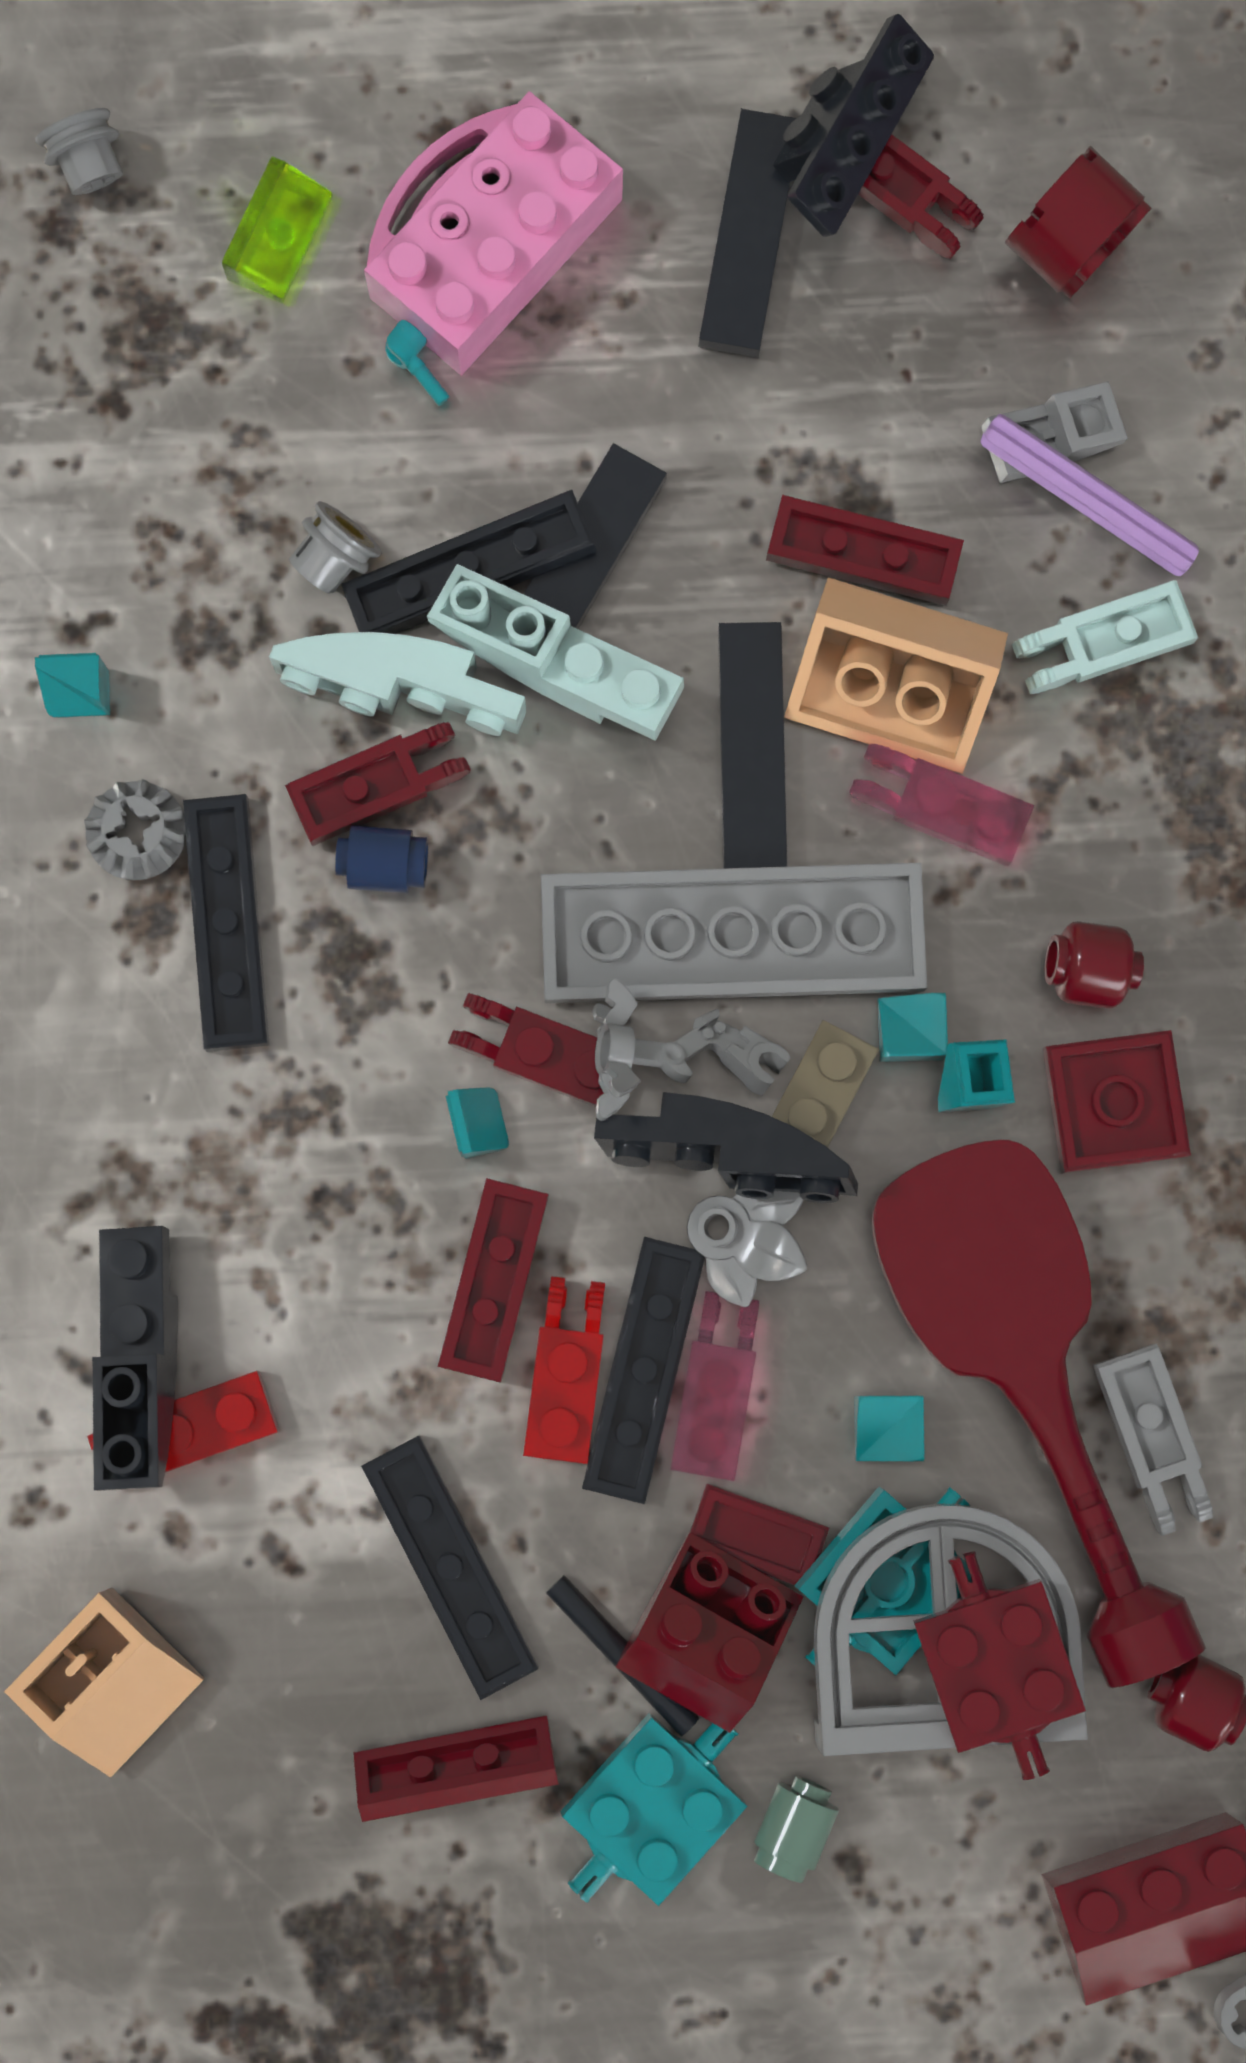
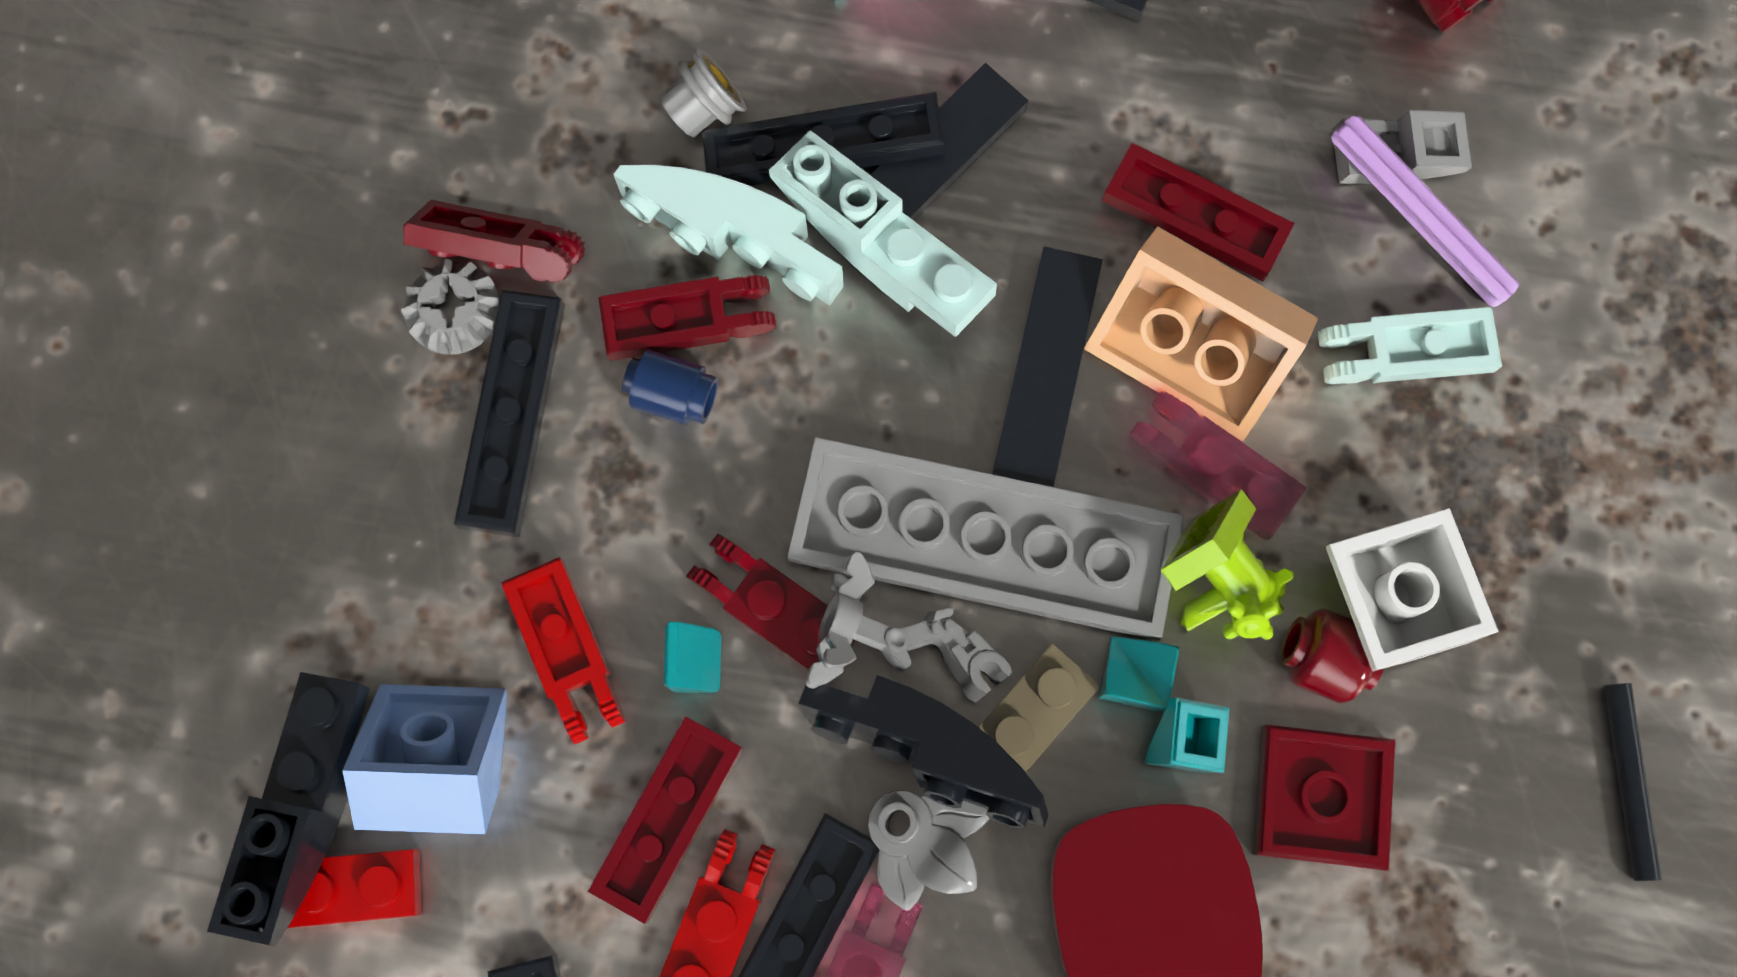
camera: 20 degrees right, 5 degrees down
(74, 684) = (433, 161): teal slope -> none
(162, 750) = (495, 238): none -> dark red hinge
(247, 1281) = (427, 759): none -> light blue slope
(343, 1137) = (561, 643): none -> red hinge
(991, 914) = (1216, 549): none -> lime piece
(1152, 884) = (1411, 590): none -> white slope

